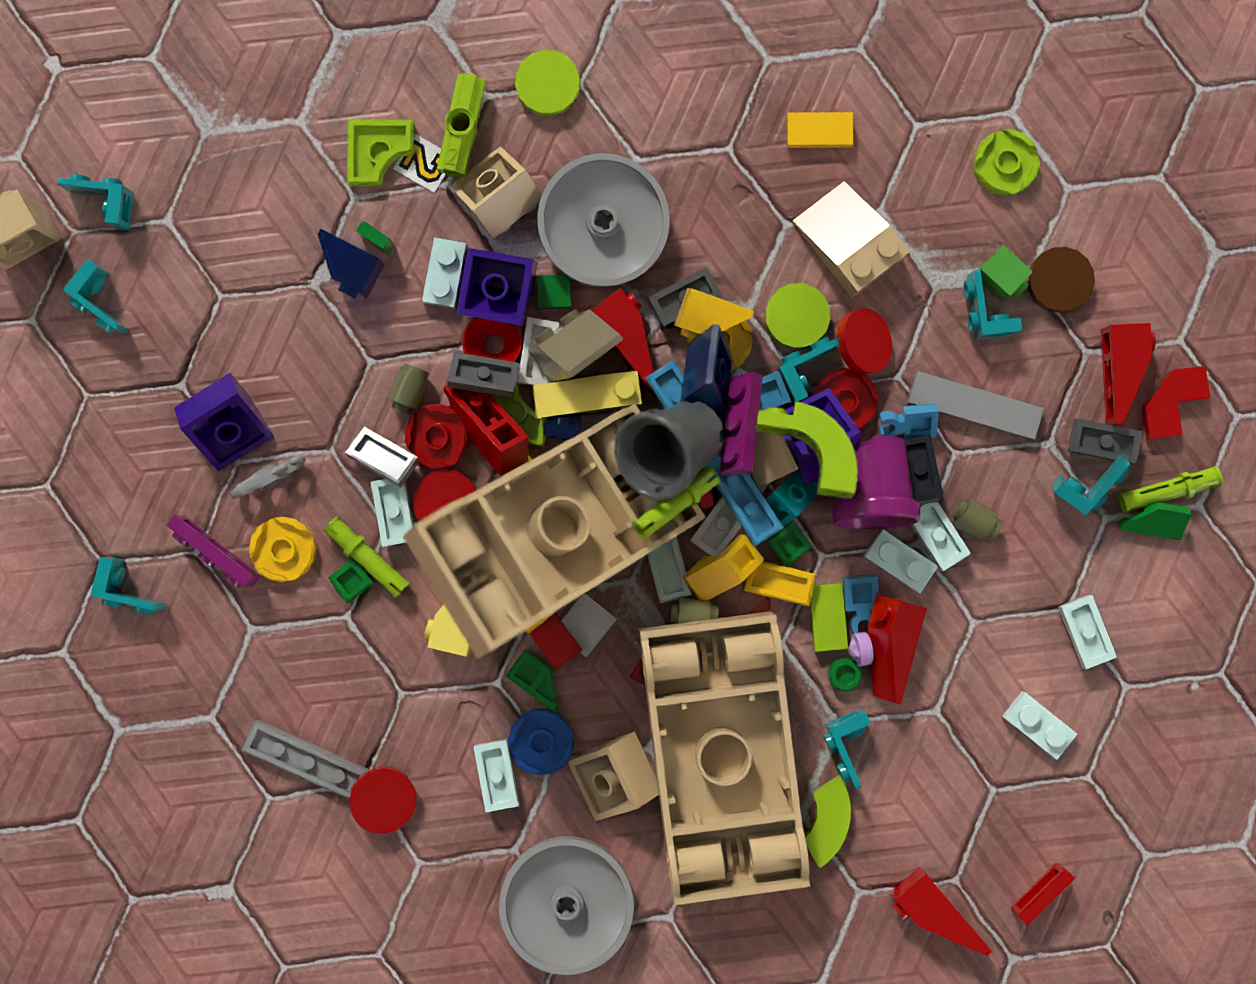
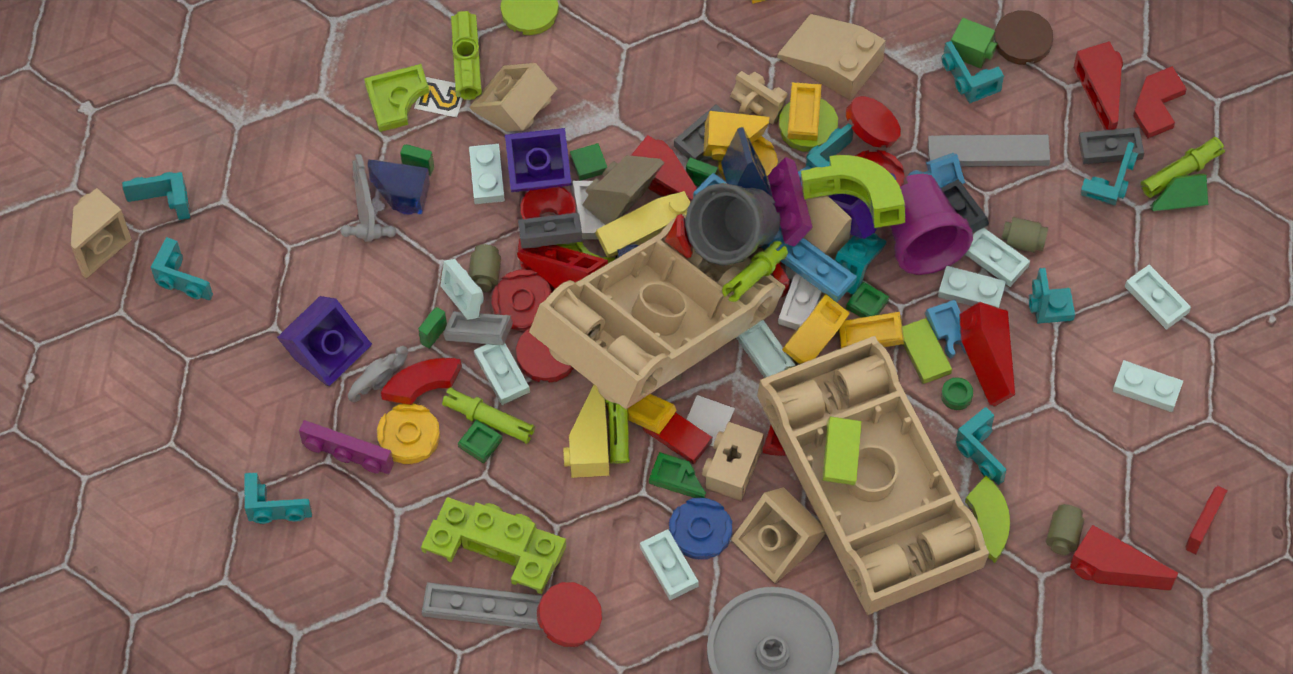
camera: 20 degrees left, 25 degrees down
(303, 307) = (367, 229): none -> light grey piece
(310, 494) = (420, 378): none -> red tile
(336, 441) = (432, 327): none -> green tile
(337, 695) = (497, 536): none -> lime bracket
(374, 401) = (461, 289): none -> light aqua plate
(590, 704) = (733, 478): none -> tan brick
(603, 220) = (614, 90): light grey dish -> none
(605, 445) = (678, 237): none -> red slope
(664, 346) = (699, 171): none -> green tile
(697, 737) = (841, 450): none -> lime tile
(750, 271) = (757, 98): none -> tan hips
(796, 304) = (804, 111): none -> yellow tile
(861, 649) = (964, 364): lavender tile -> none
(898, 862) = (1065, 529): none -> olive brick
(976, 605) = (1051, 304): none -> teal bracket

